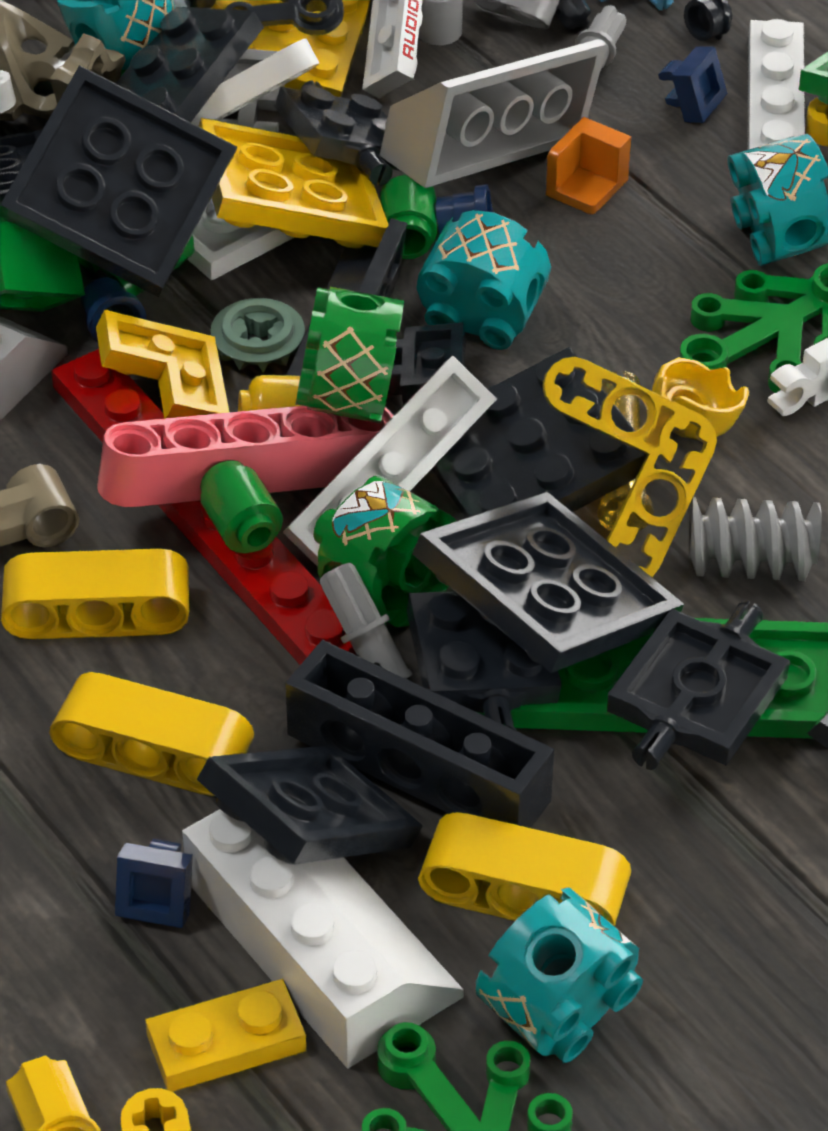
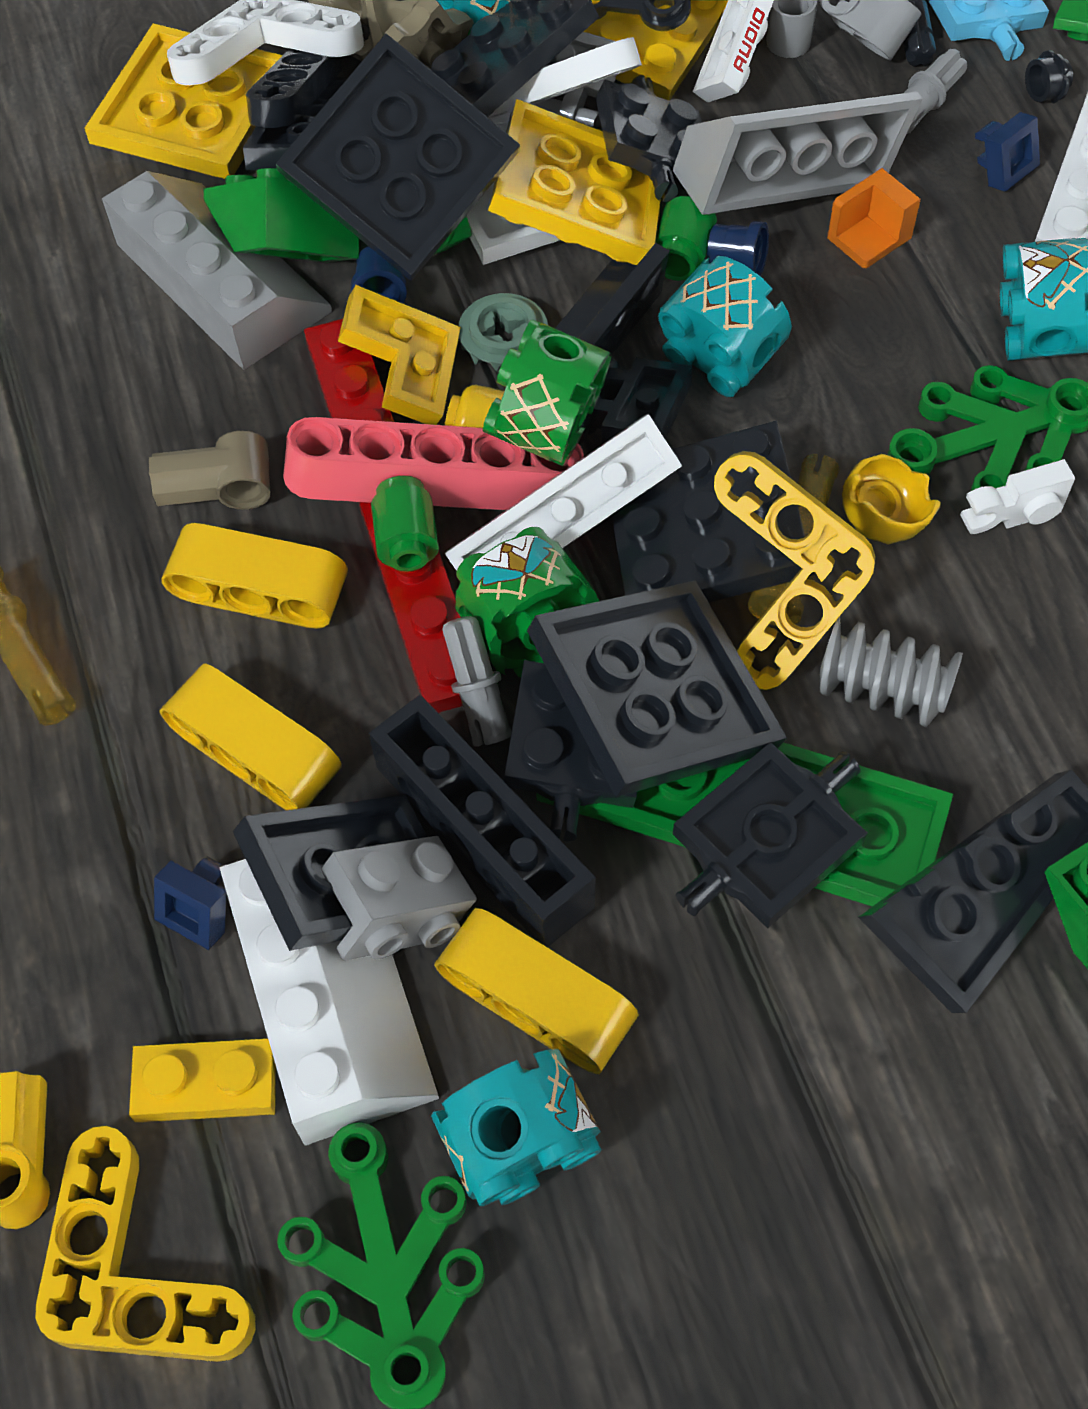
camera: 20 degrees right, 15 degrees up
(376, 812) = (398, 896): none -> light grey bracket

